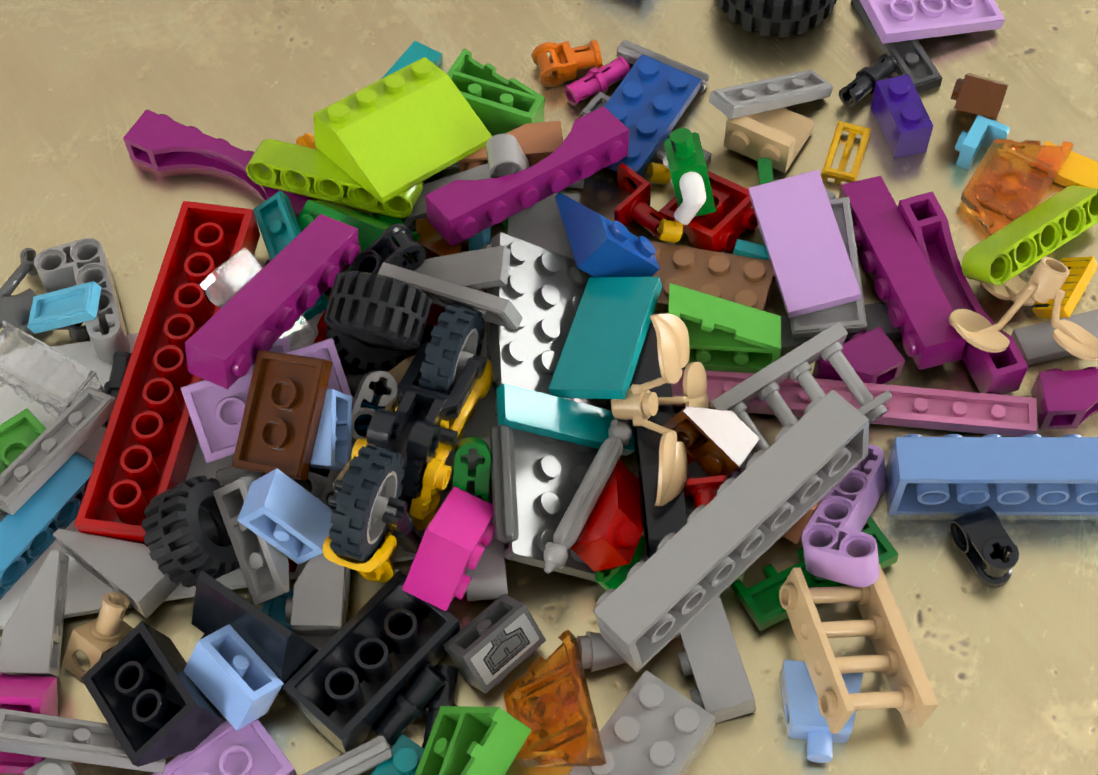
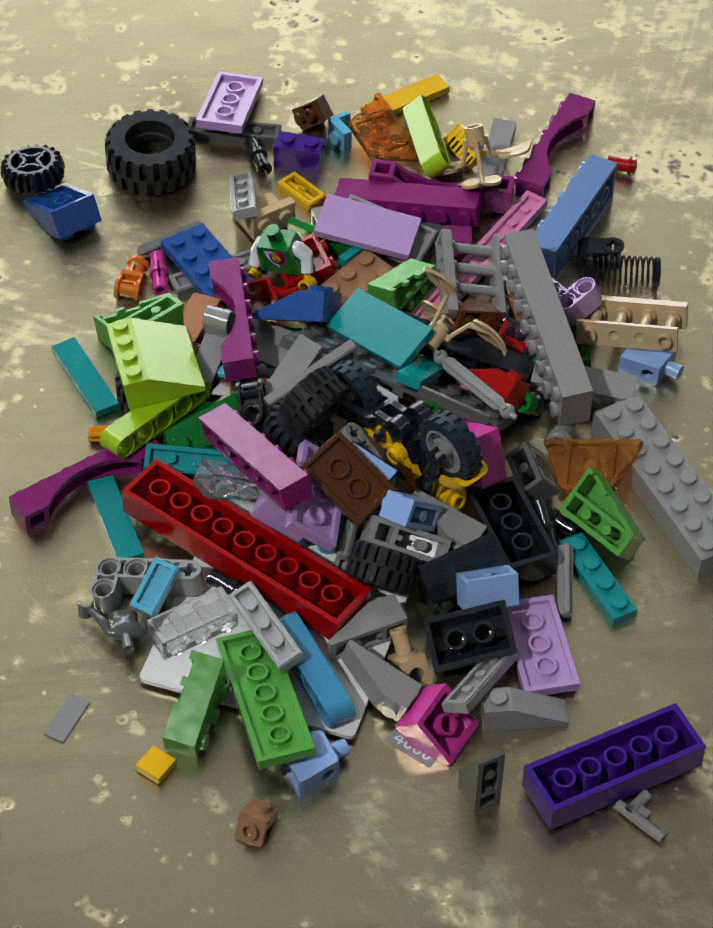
camera: 65 degrees left, 10 degrees down
(148, 255) = (115, 521): none -> teal tile
(985, 643) = (656, 271): none -> black piece

